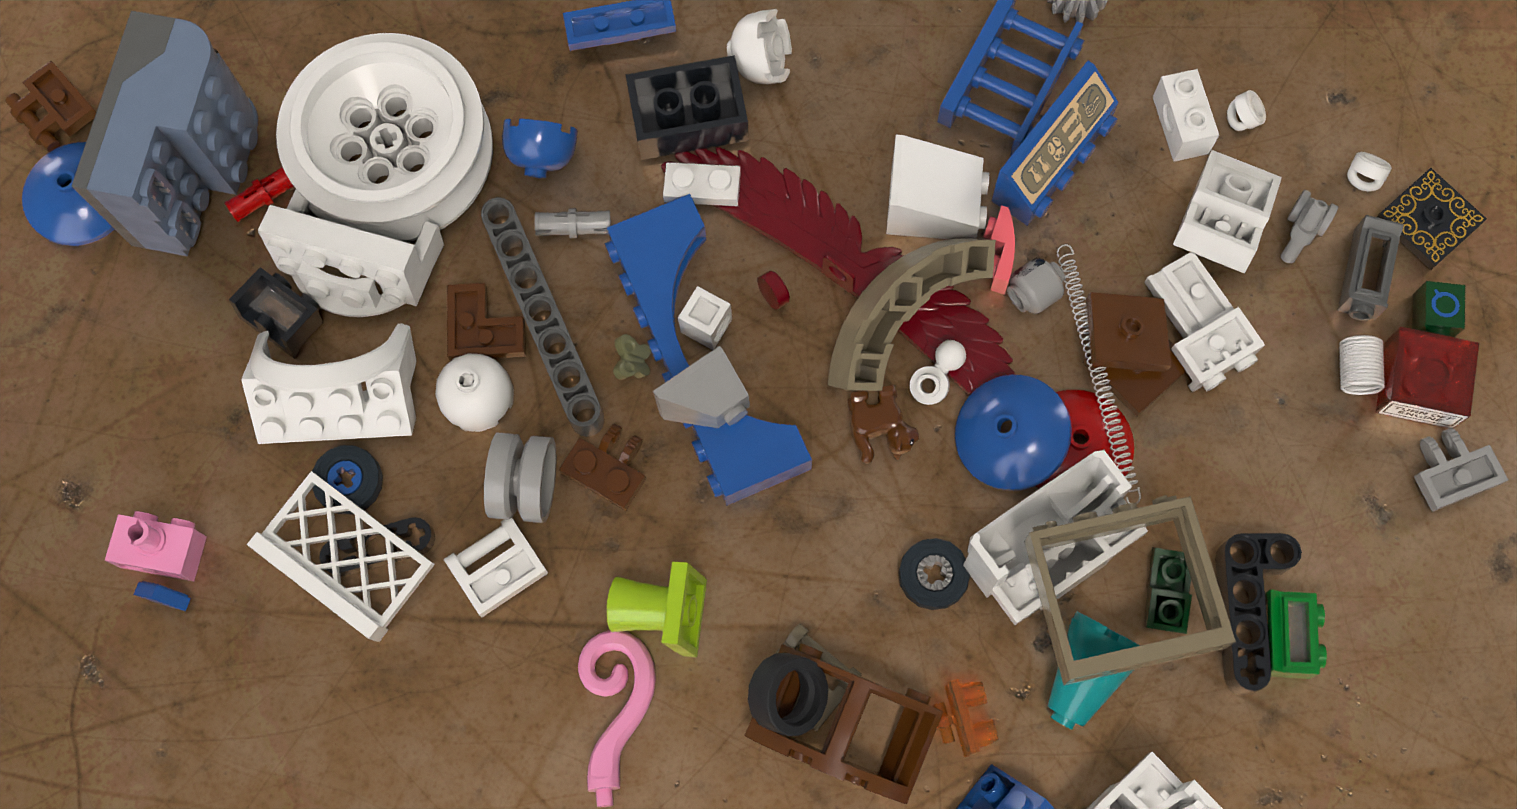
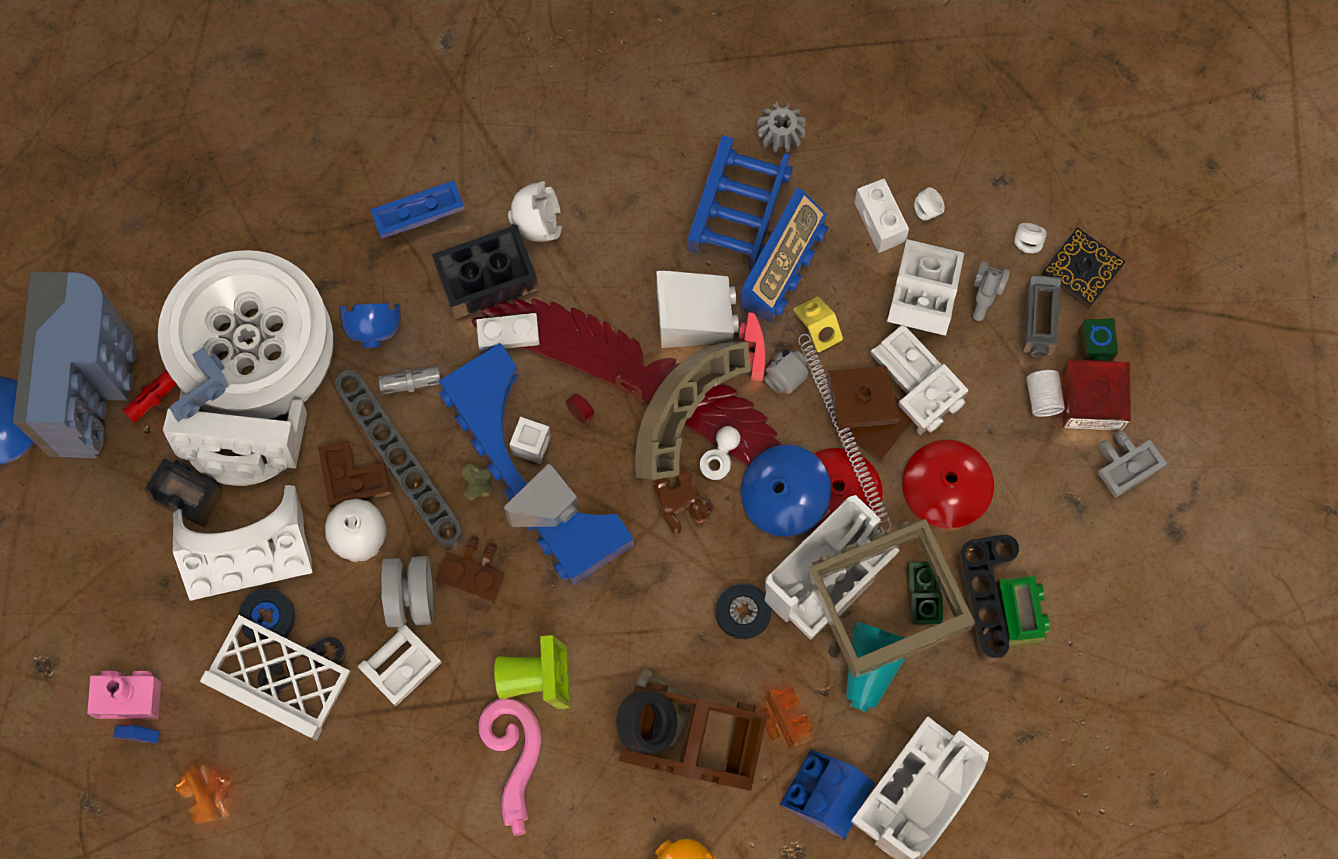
camera: 15 degrees left, 0 degrees up
(230, 683) = (208, 792): none -> clear orange hips
(318, 190) = (209, 390): none -> sand blue bracket
(1086, 224) = (815, 317): none -> light yellow bracket
(1216, 483) = (946, 503): none -> red dish

